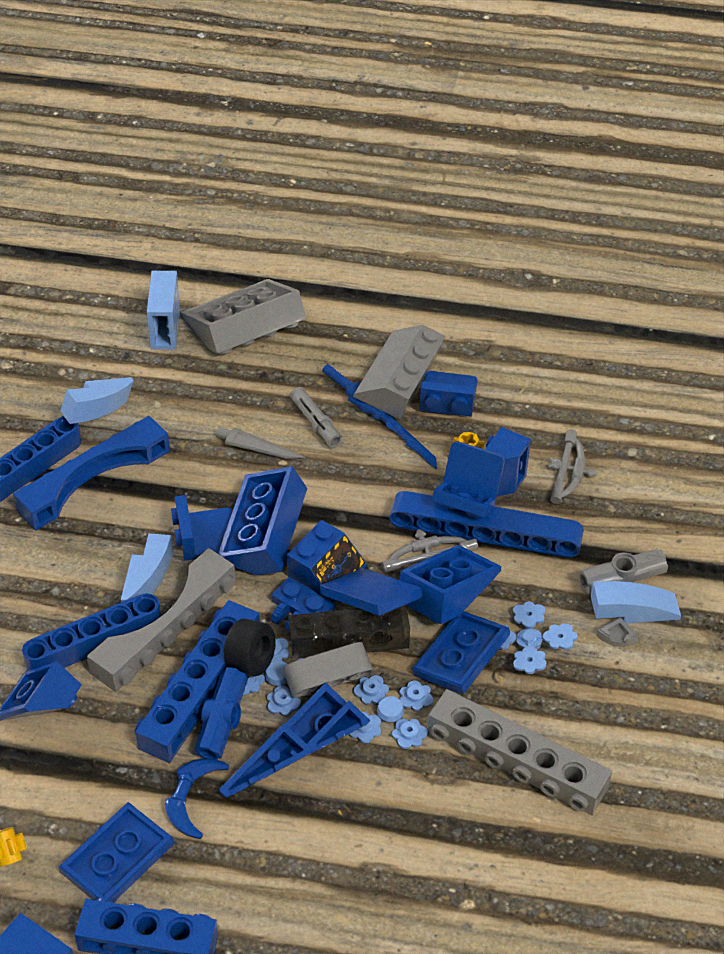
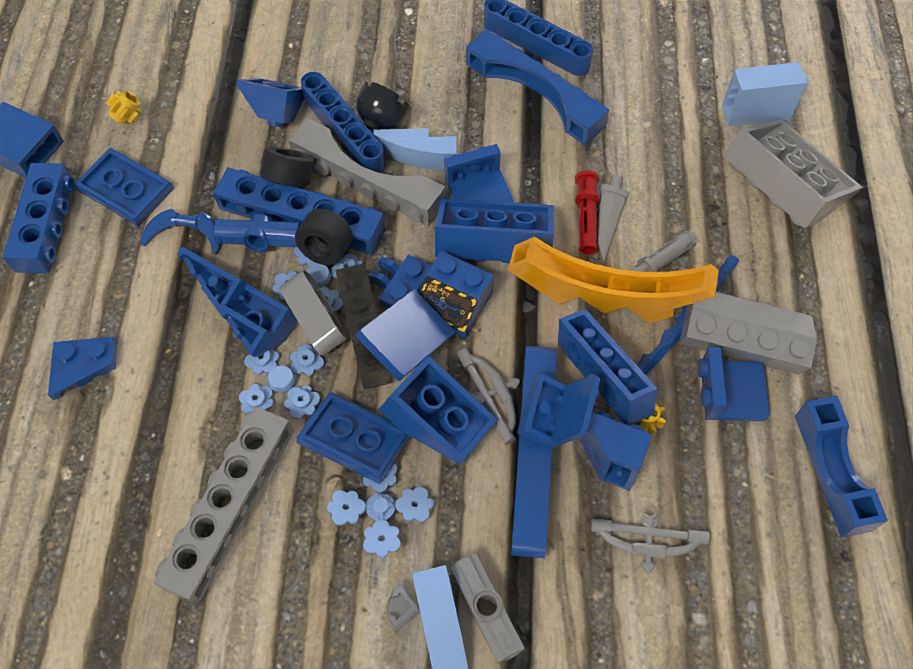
camera: 85 degrees right, 15 degrees up
(90, 594) = (380, 107): none -> black cylinder
(95, 399) = (618, 64): light blue slope -> none
(149, 677) = (286, 167): none -> black tyre
(242, 454) = (587, 200): none -> red pin
(329, 472) = (607, 289): none -> light orange arch
(345, 892) = (80, 362): none -> blue wing
(422, 455) = (595, 352): none -> blue brick
(554, 343) = (851, 502): none -> blue arch

